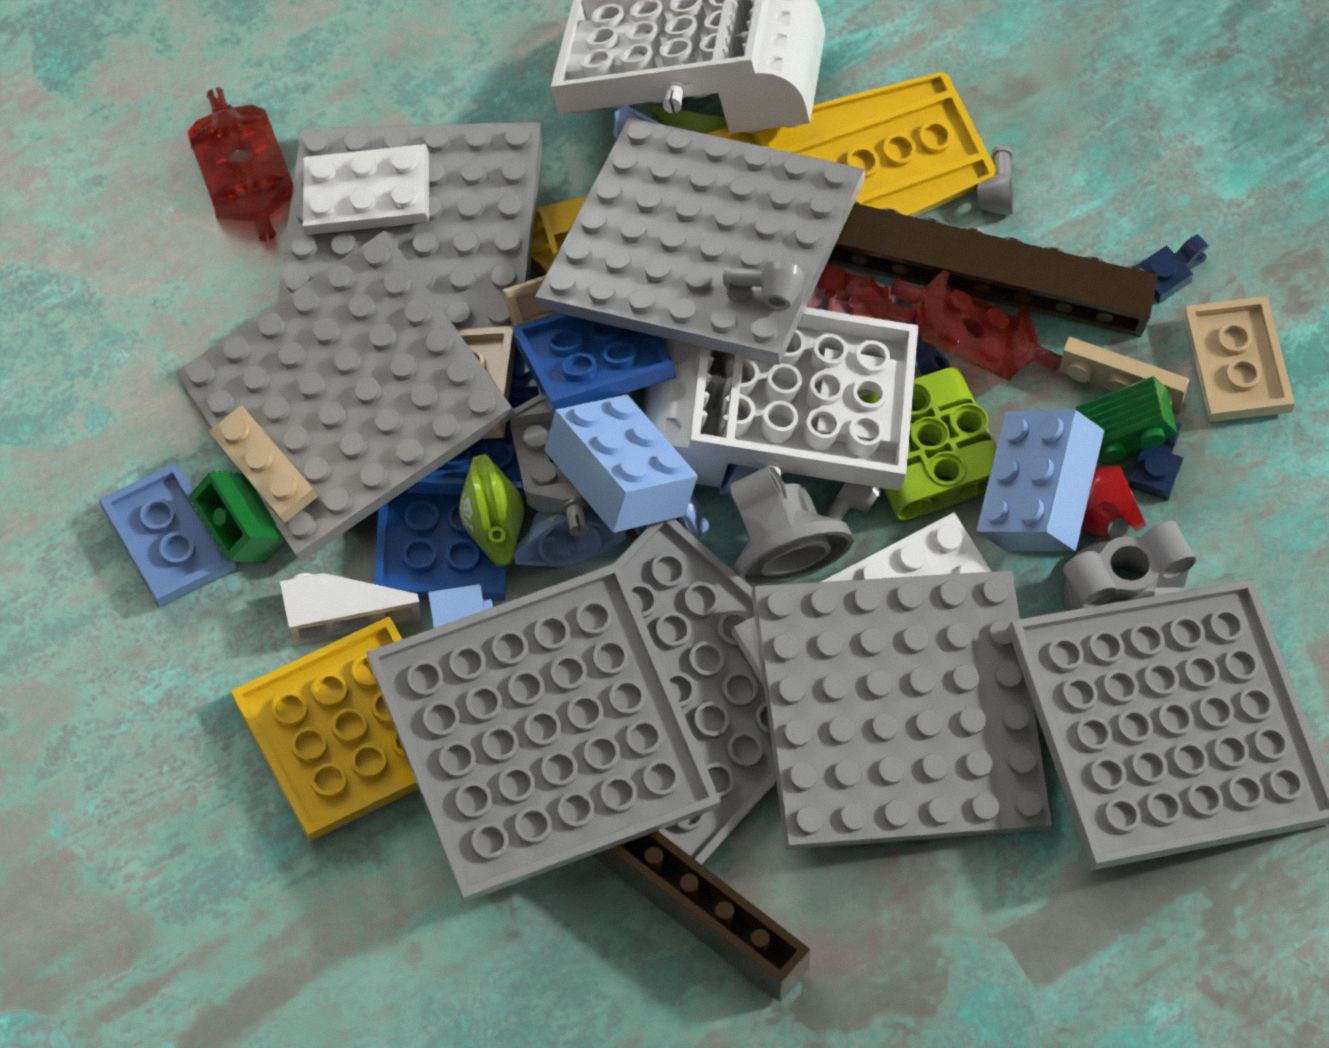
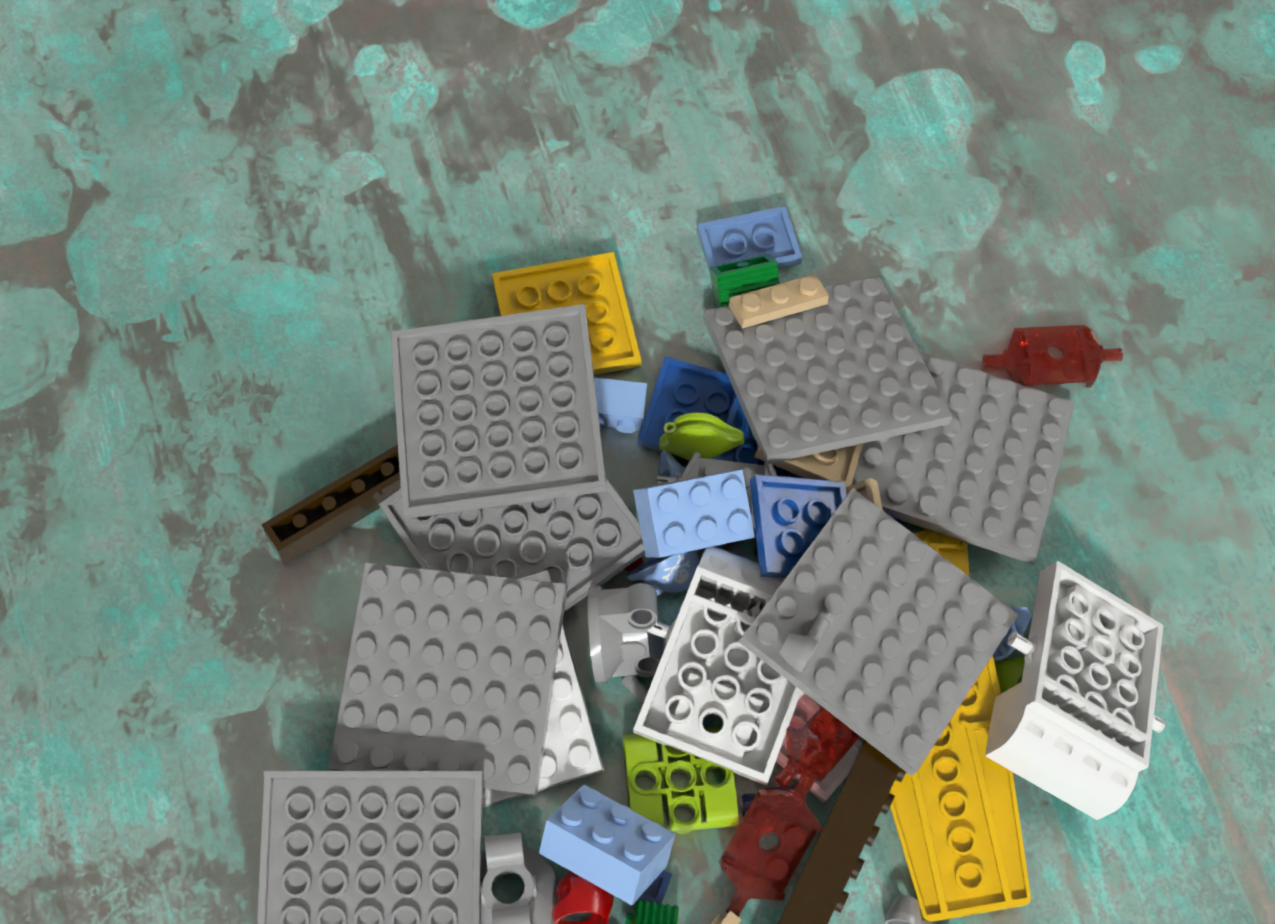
camera: 100 degrees right, 5 degrees up
(334, 606) = (661, 329): white slope -> none
(366, 189) = (1001, 423): white plate -> none

